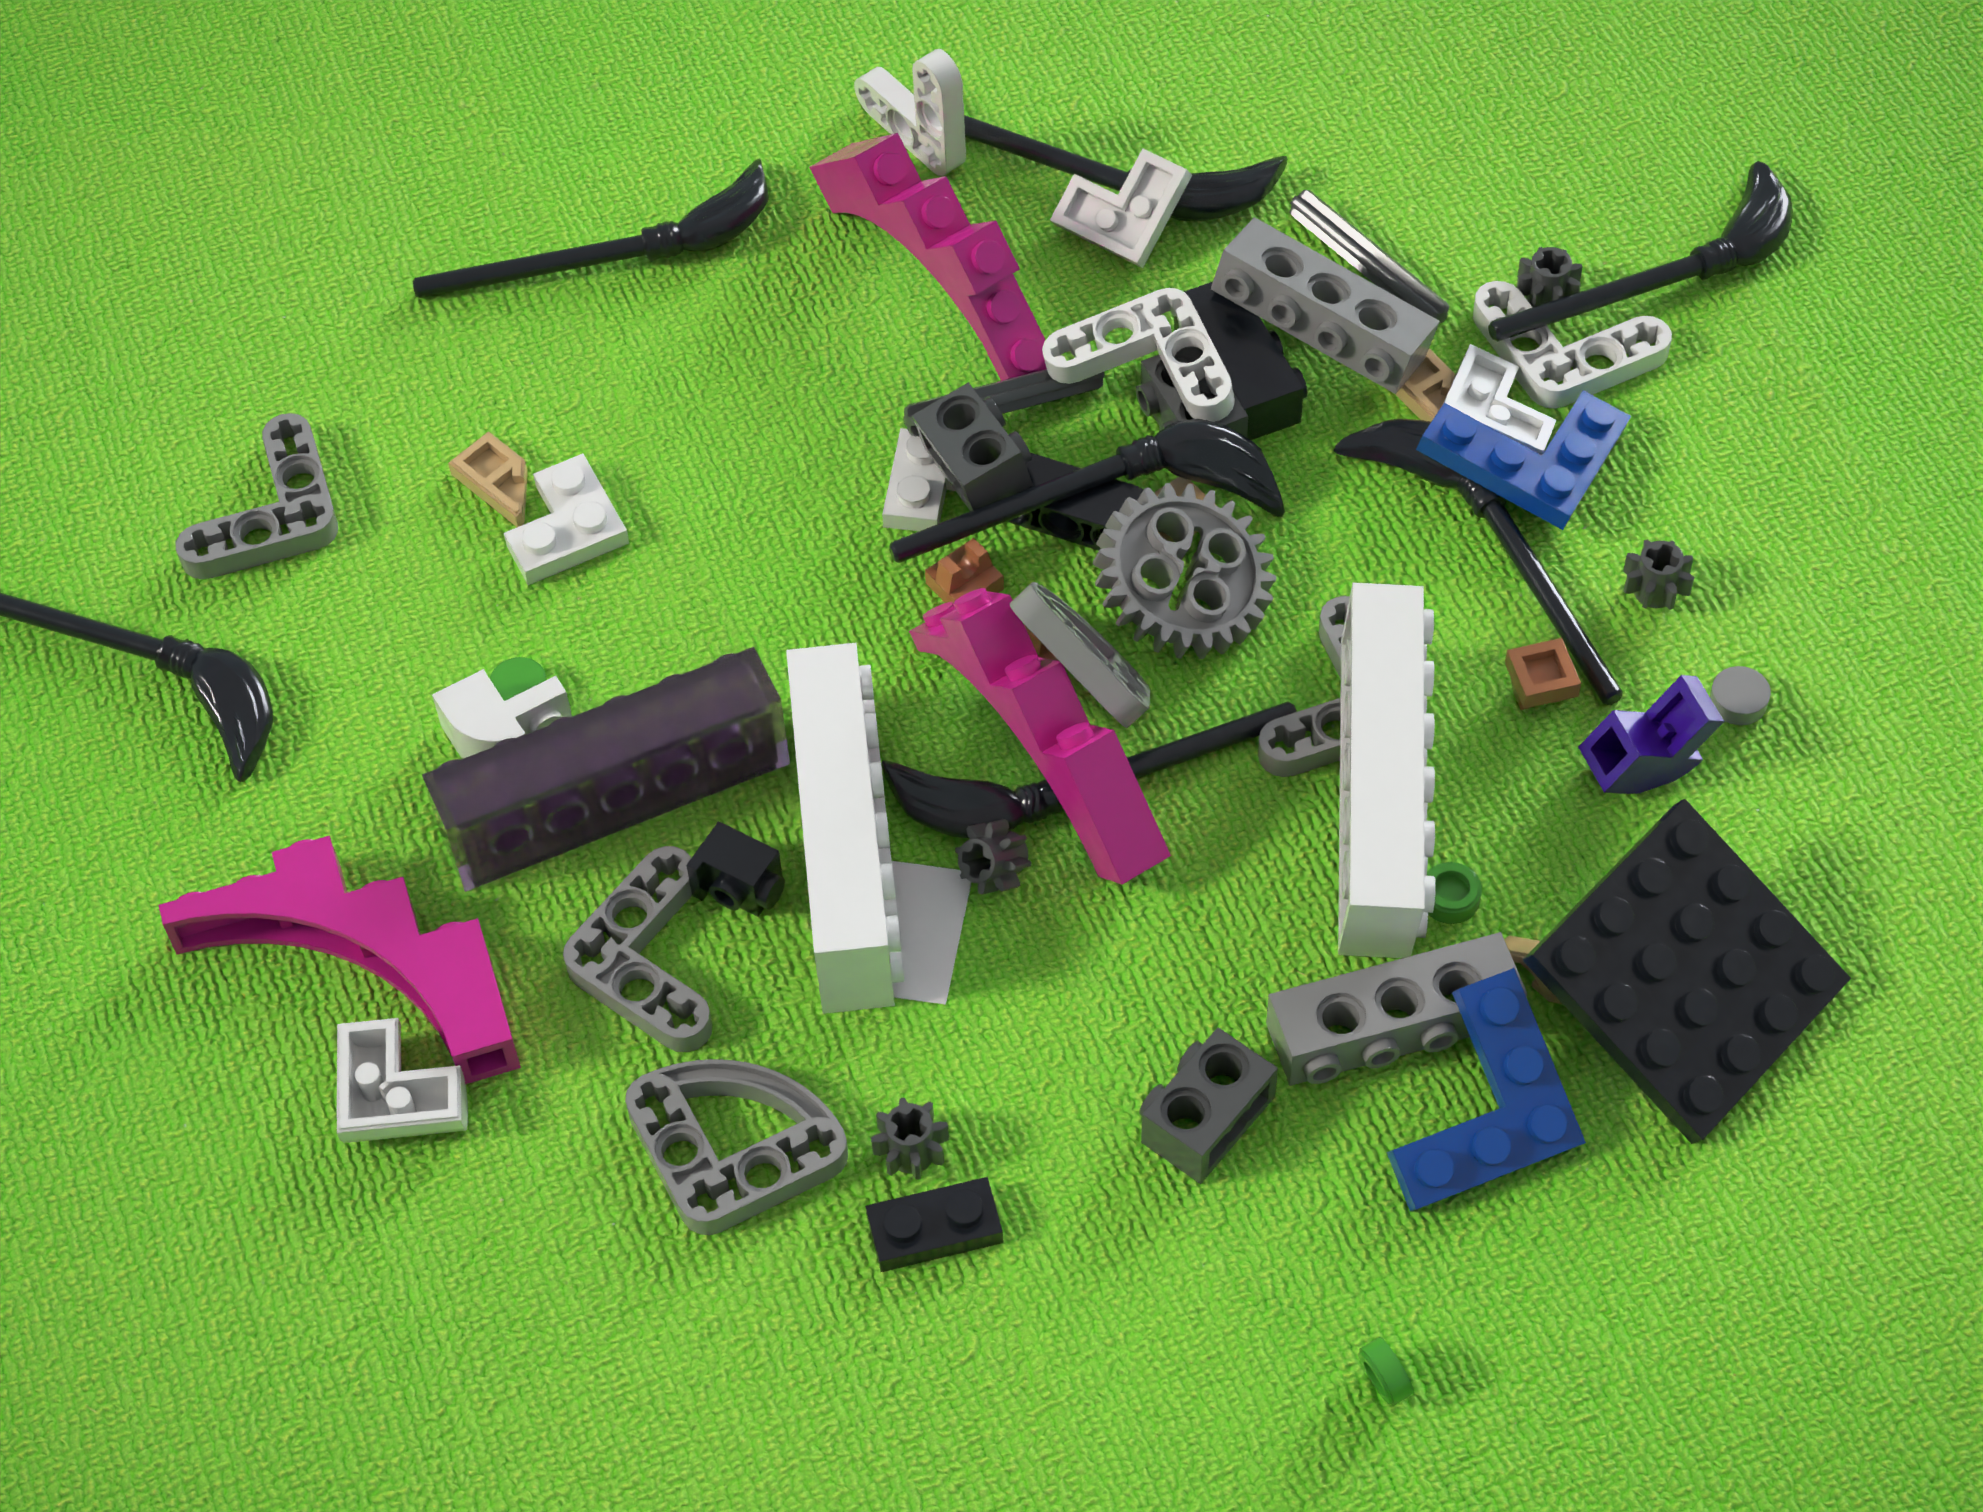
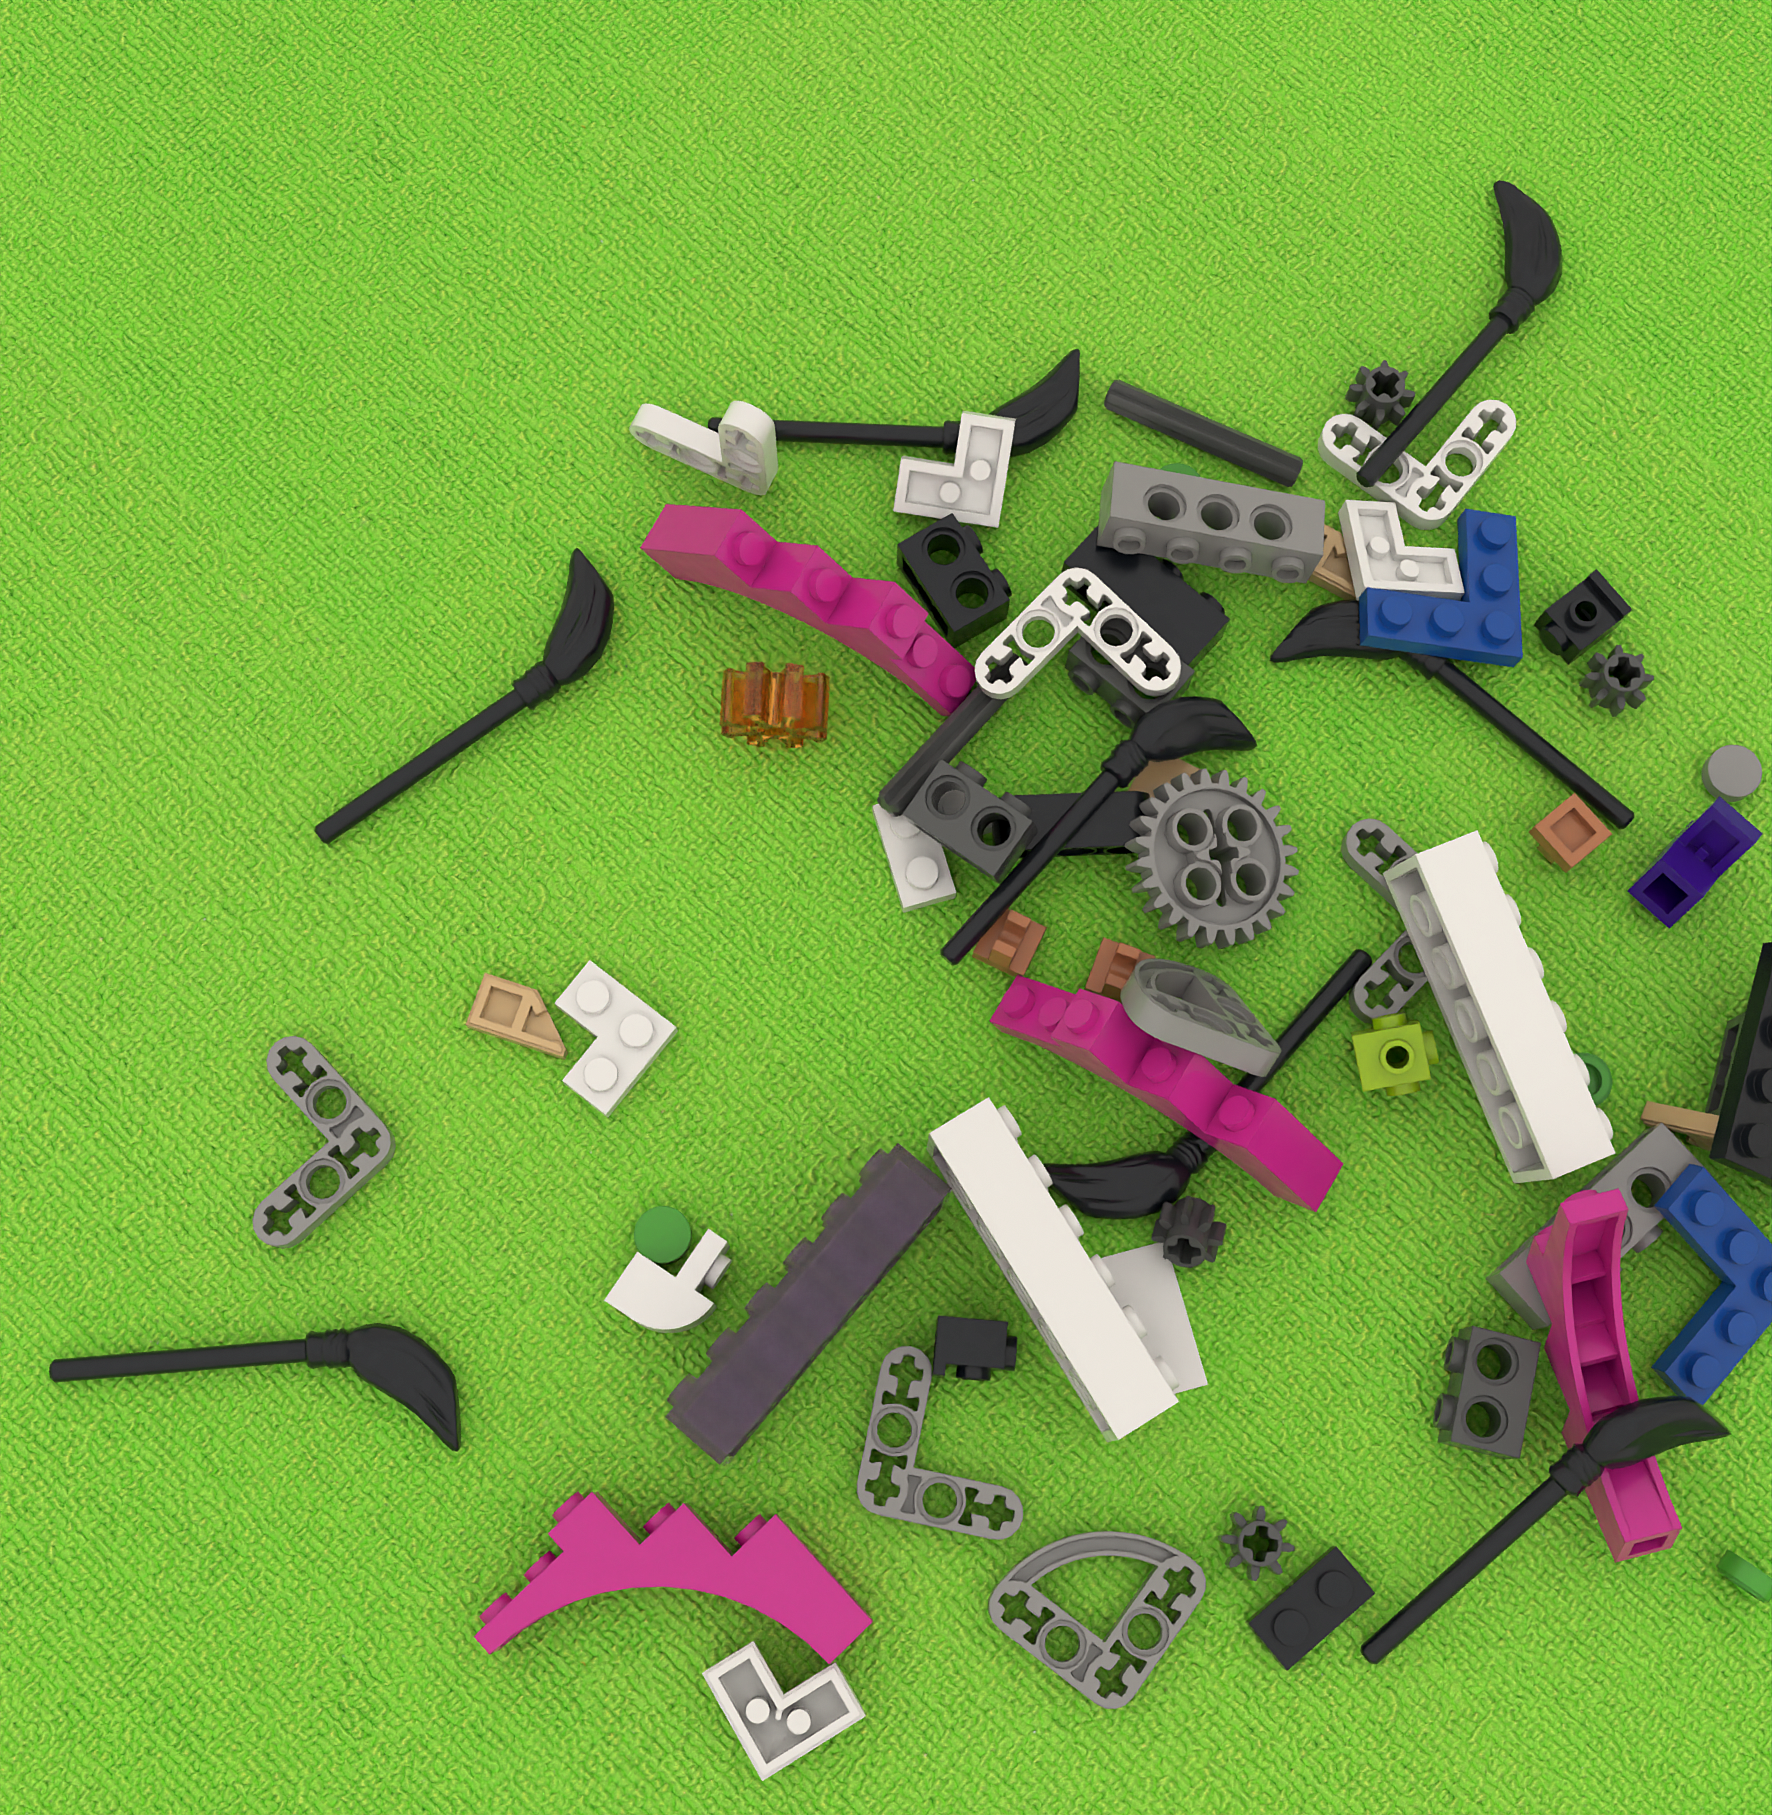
camera: 30 degrees left, 20 degrees up
(854, 312) = (774, 705): none -> clear orange gear
(1071, 277) = (942, 585): none -> black brick
(1267, 785) = (1396, 1077): none -> lime brick
(1295, 1144) = (1614, 1442): none -> black piece
(1315, 1082) = (1587, 1347): none -> dark pink arch
(1651, 511) = (1597, 606): none -> black brick

